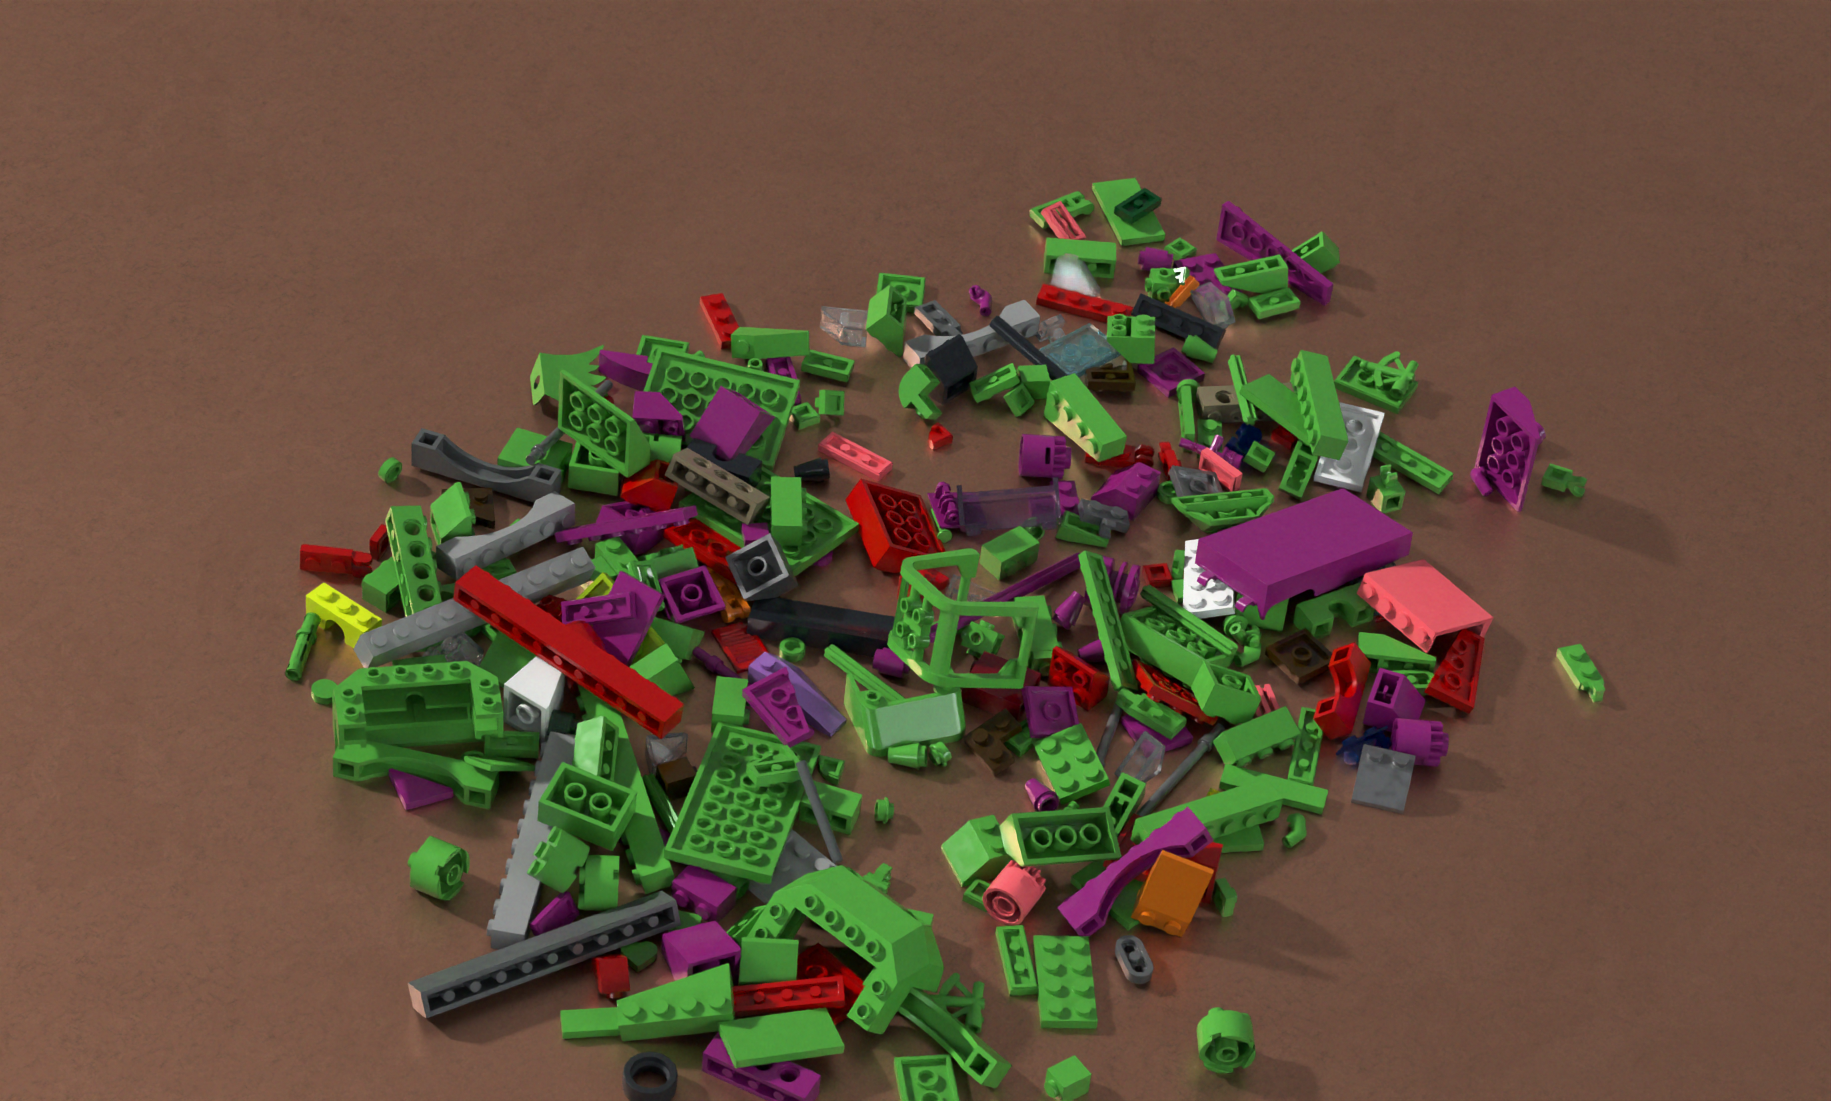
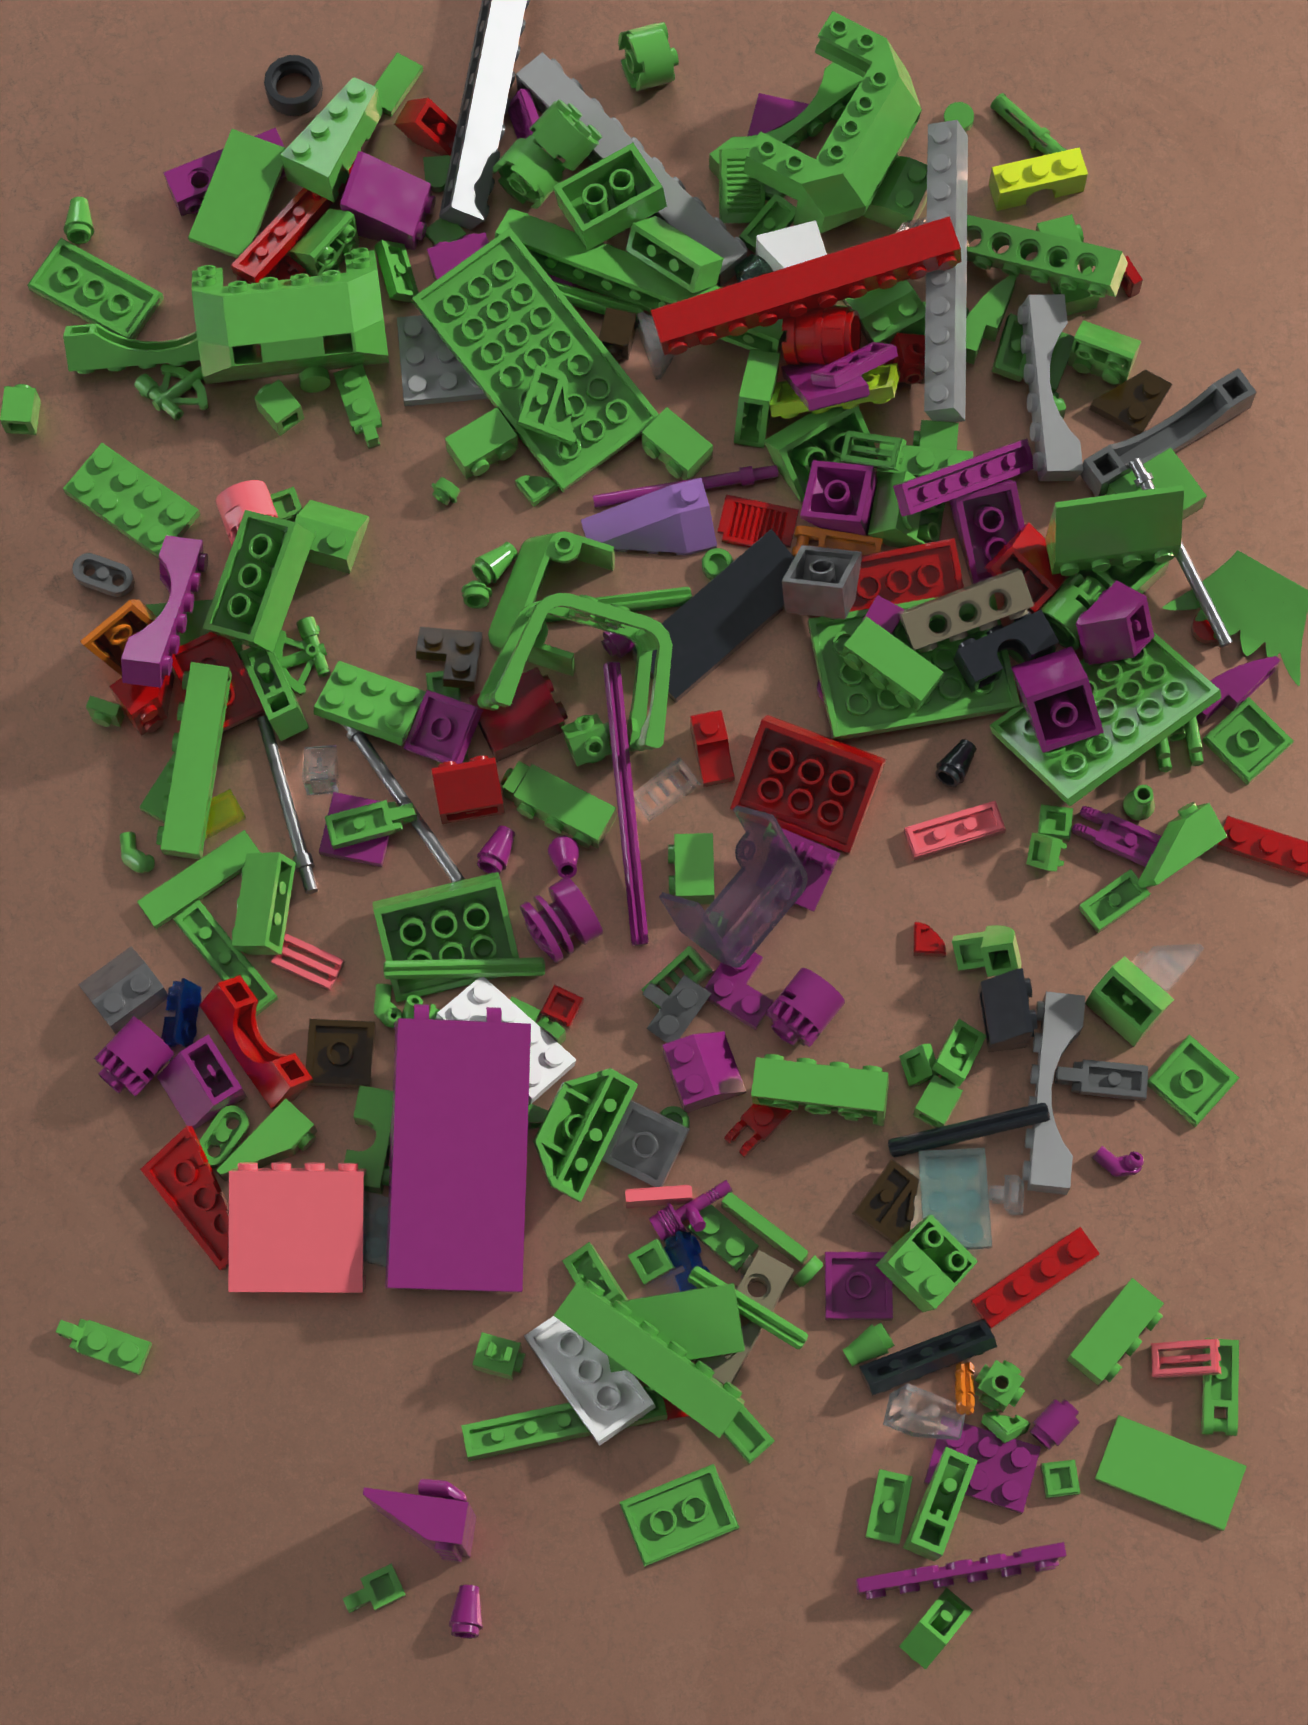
camera: 135 degrees right, 30 degrees up
(335, 560) = (1127, 224): red hinge -> none
(390, 470) = (1231, 351): bright green tile -> none
(778, 707) = (626, 466): magenta wing -> none
(819, 812) = (502, 412): dark grey bar -> none
(1016, 960) = (184, 477): bright green tile -> none
(1041, 796) = (354, 645): magenta cone -> none
(1074, 276) = (1077, 1291): clear slope -> none
(1107, 621) = (499, 852): bright green plate -> none
(1137, 206) = (1158, 1473): dark green plate -> none
(1159, 689) = (382, 864): red plate -> none
(1168, 458) = (705, 1148): red plate -> none
(1225, 693) = (330, 907): bright green brick -> none
(1237, 299) = (921, 1461): bright green tile -> none
(1400, 377) = (654, 1541): bright green piece -> none

